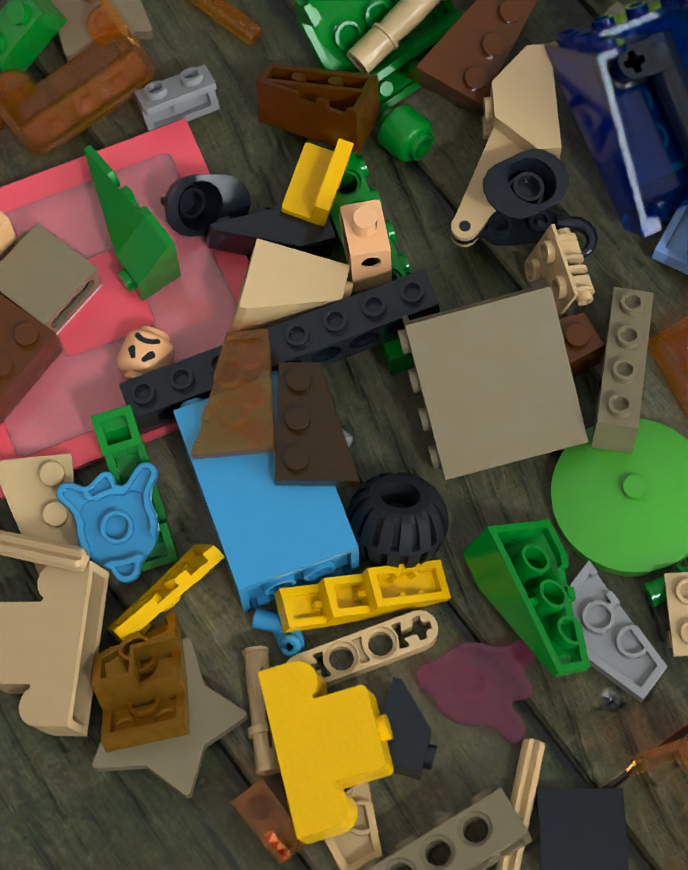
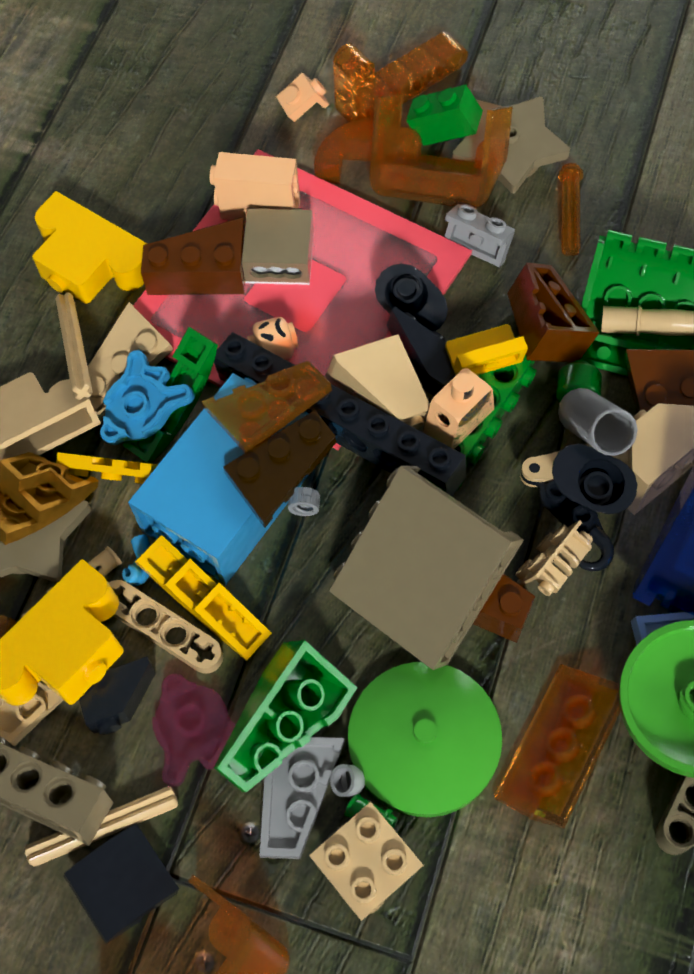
camera: 55 degrees right, 5 degrees down
(140, 243) = (350, 275): green wedge -> none
(398, 519) = (275, 580): black wheel -> none
(466, 161) = (598, 421): none -> light grey piece
(622, 370) = (513, 657): dark tan brick -> none
(626, 589) = (347, 780): none -> light grey hinge

